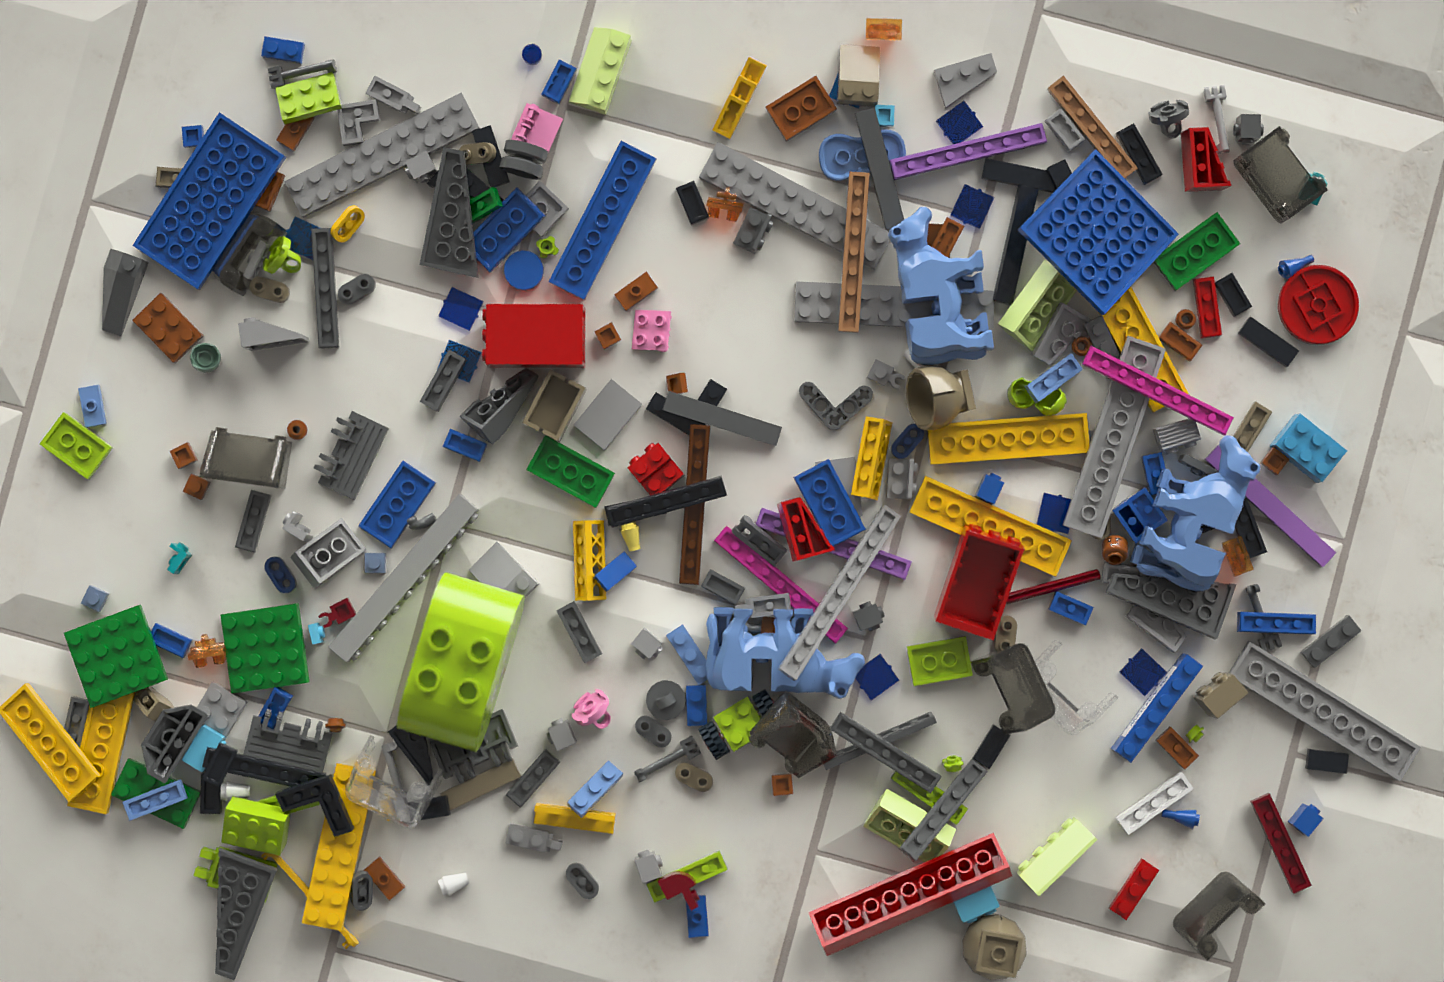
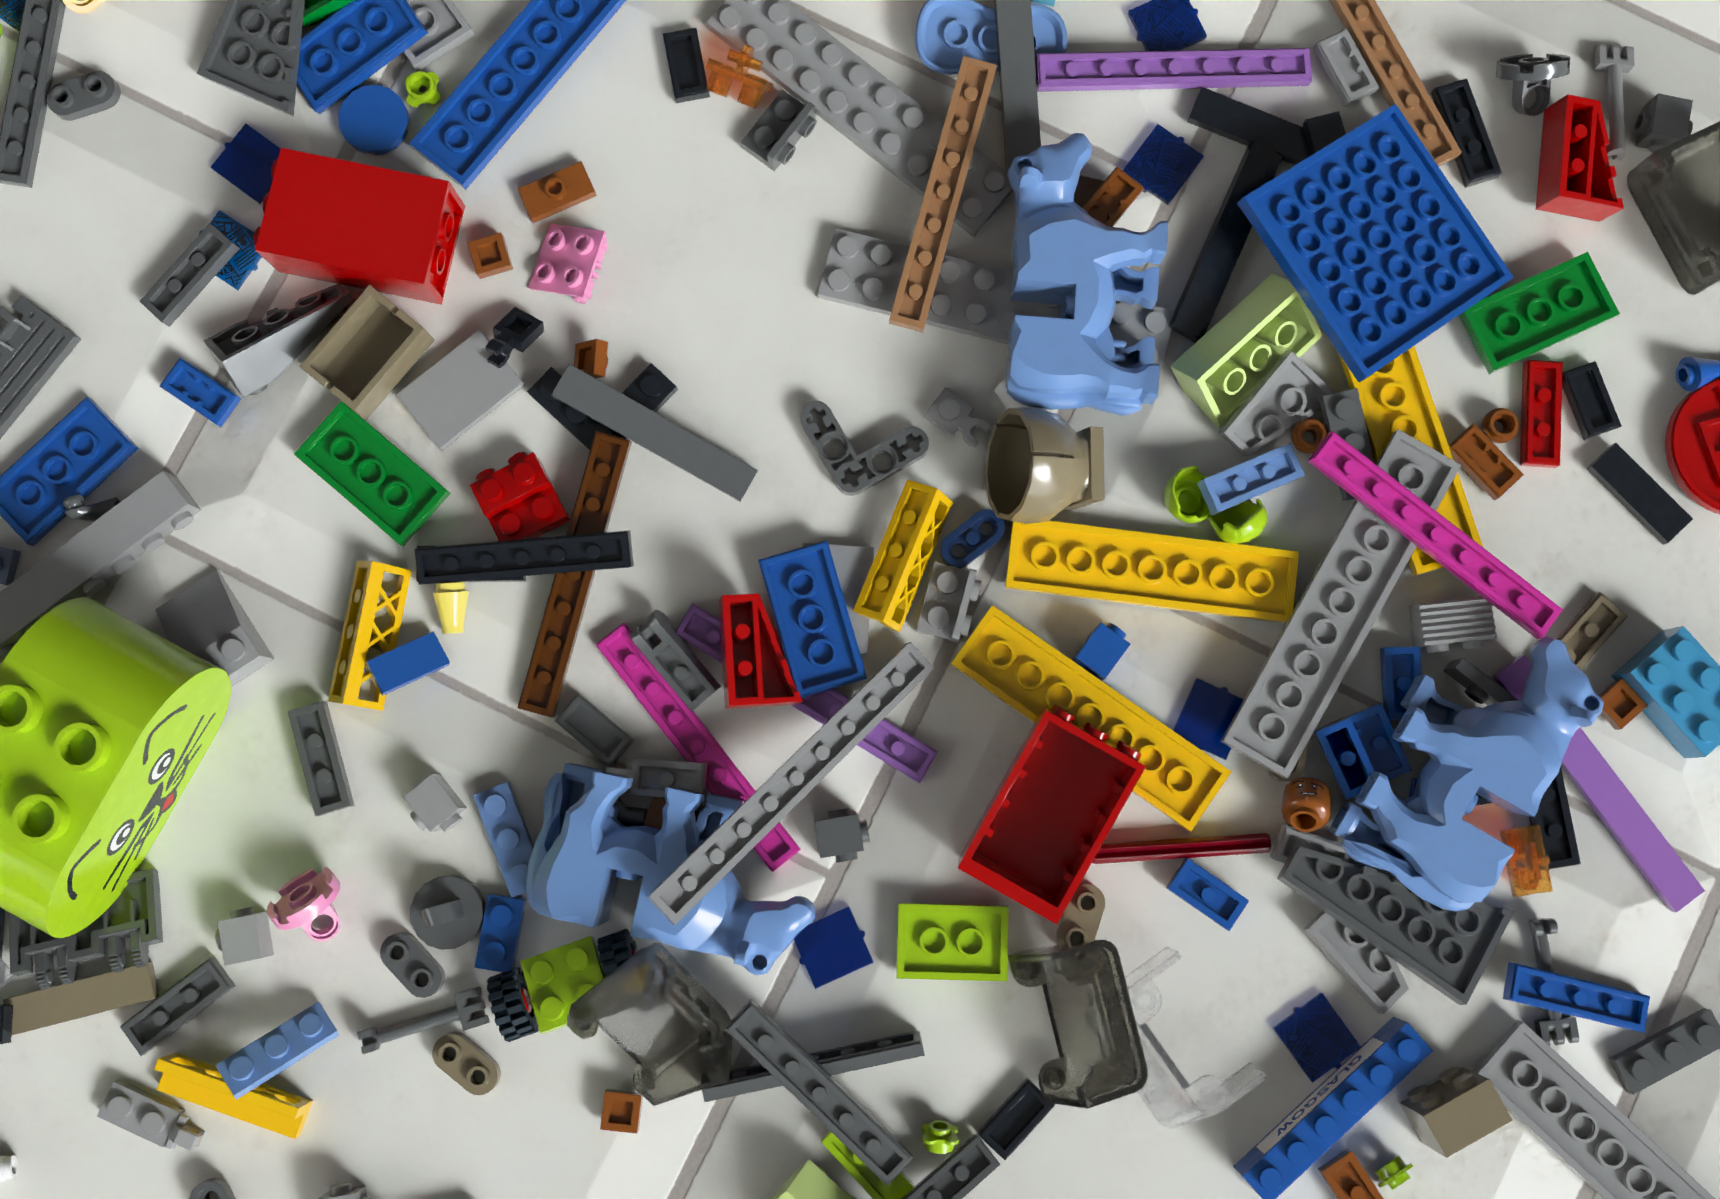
camera: 10 degrees right, 5 degrees down
(631, 376) = (513, 331): none -> black plate

